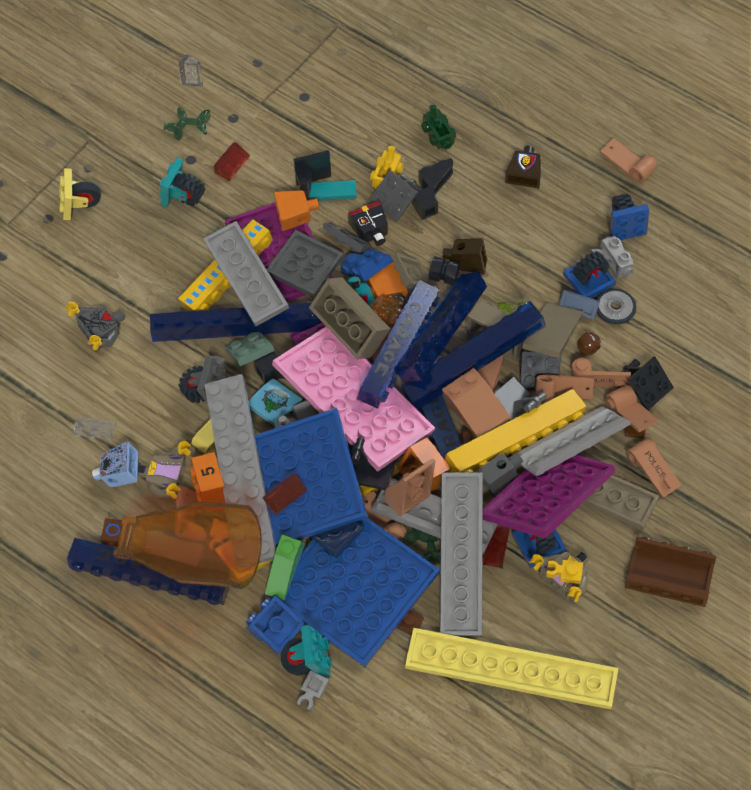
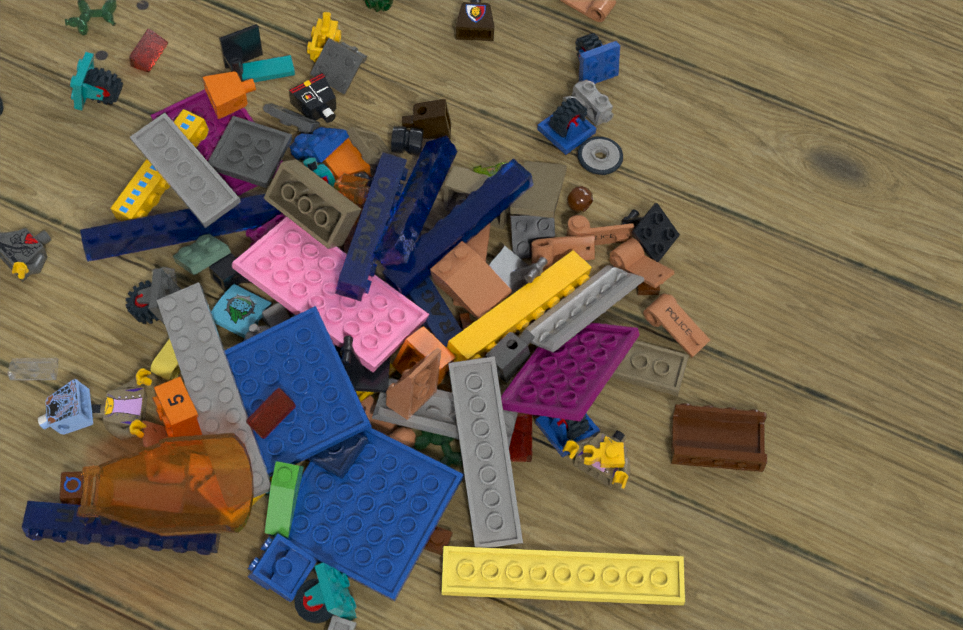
camera: 15 degrees left, 0 degrees up
(431, 180) = (375, 47): black arch -> none
(580, 302) = (562, 156): sand blue plate -> none

